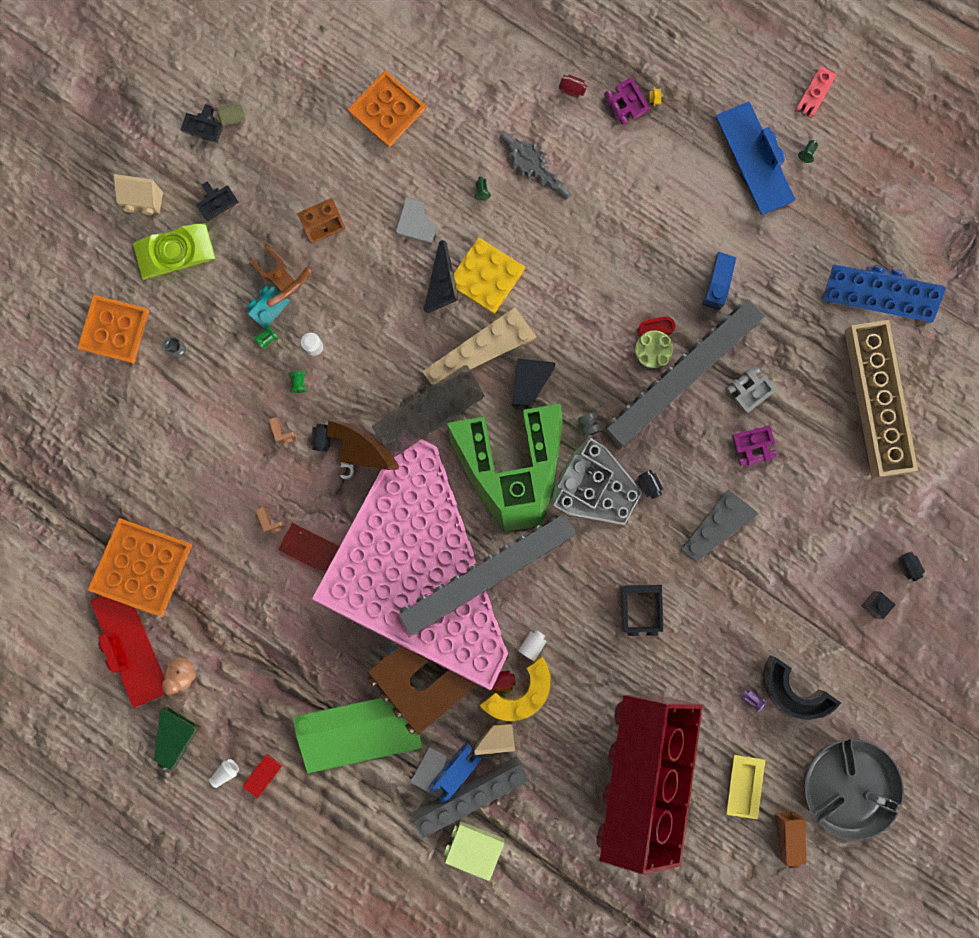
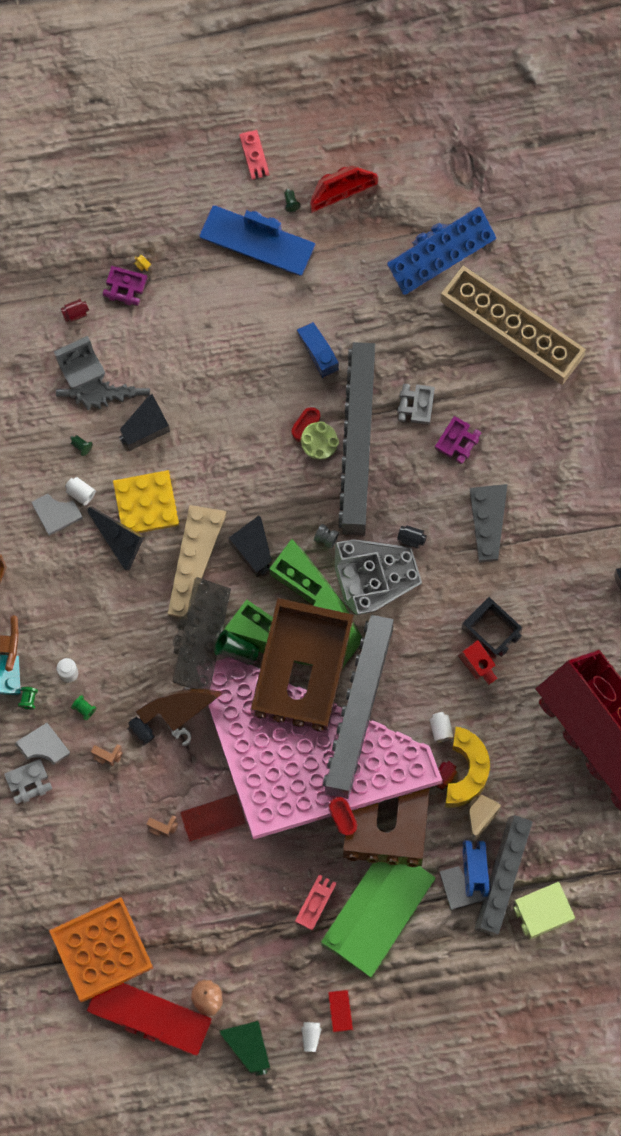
camera: 40 degrees left, 10 degrees down
(212, 392) = (25, 776): none -> light grey plate
(244, 380) = (43, 743): none -> light grey tile
(319, 682) = (315, 903): none -> coral hinge
(391, 647) = (342, 816): none -> red tile
(442, 444) = (235, 648): none -> dark green plant
(448, 222) = (80, 490): none -> white brick
(500, 488) = (305, 636): none -> reddish brown panel
(538, 127) = (79, 363): none -> dark grey bracket
(539, 217) = (144, 425): none -> black slope
(606, 616) = (473, 656): none -> red torso
(857, 174) = (341, 185): none -> red wedge

